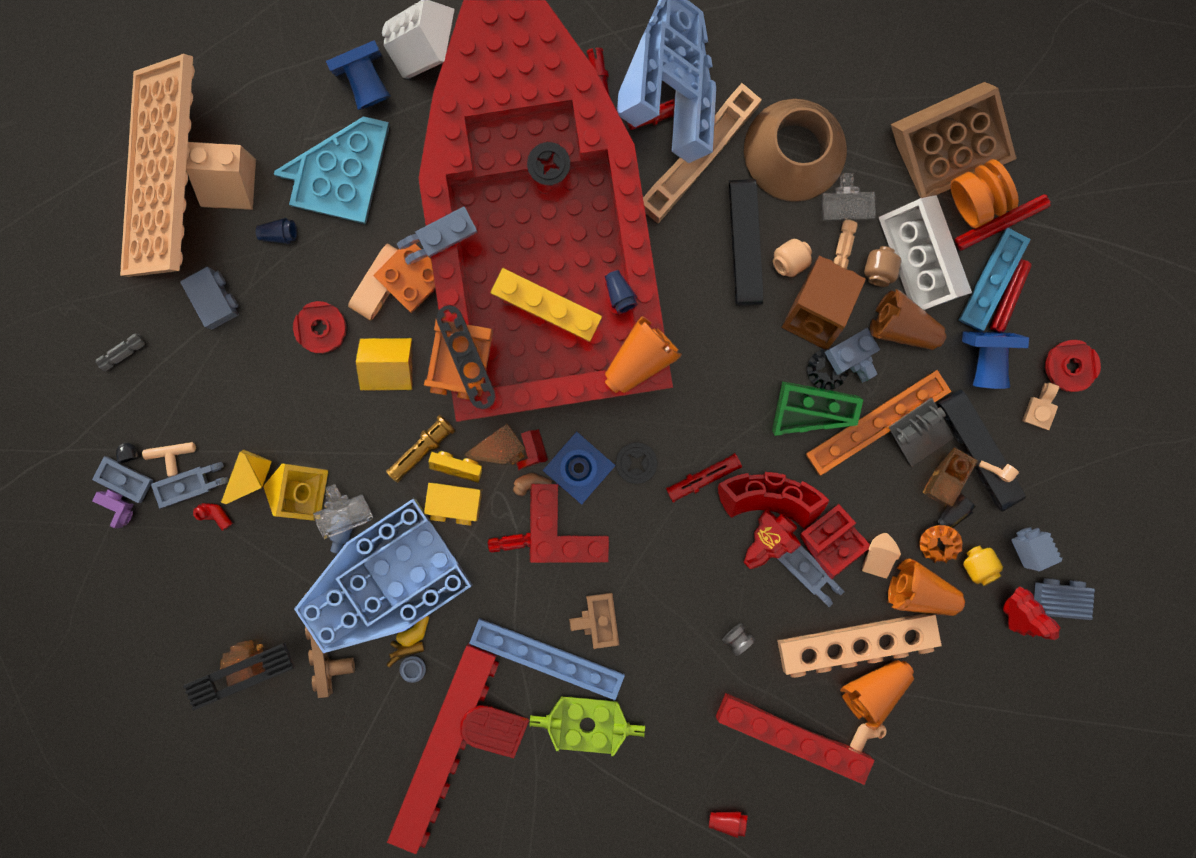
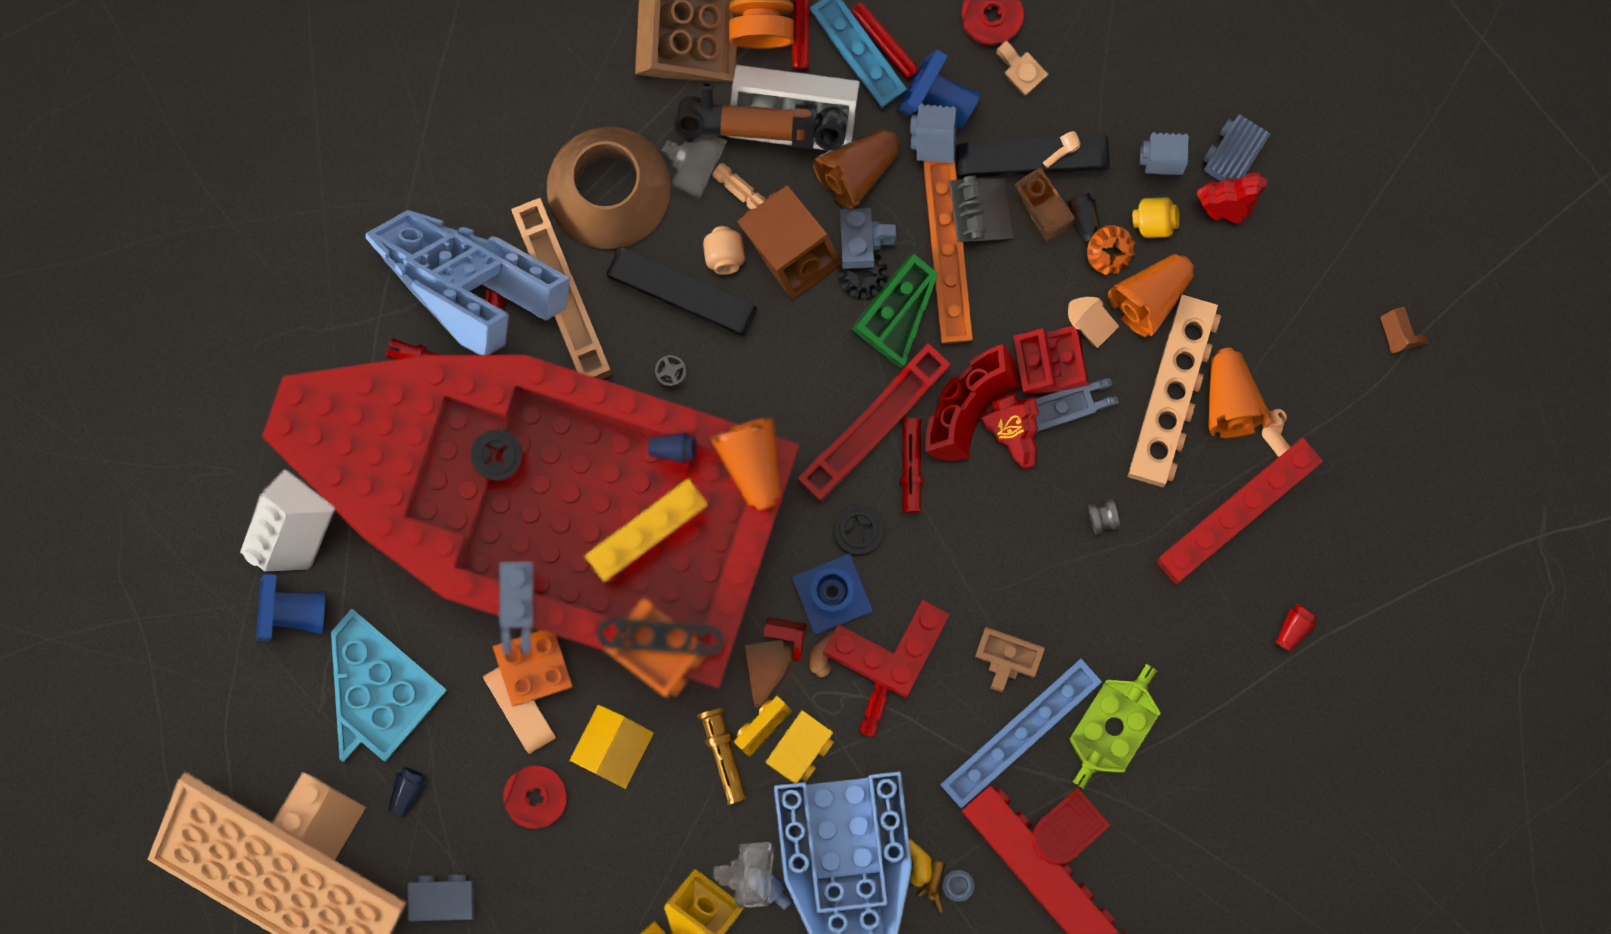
camera: 60 degrees left, 5 degrees down
(684, 261) = (668, 367): none -> flat silver wheel
(721, 435) = (874, 424): none -> red arch
(882, 266) = (783, 160): medium nougat head -> none
(914, 262) = (795, 125): none -> black piece
(962, 368) = (934, 133): none -> sand blue brick
(991, 790) = (1399, 331): none -> dark orange tile

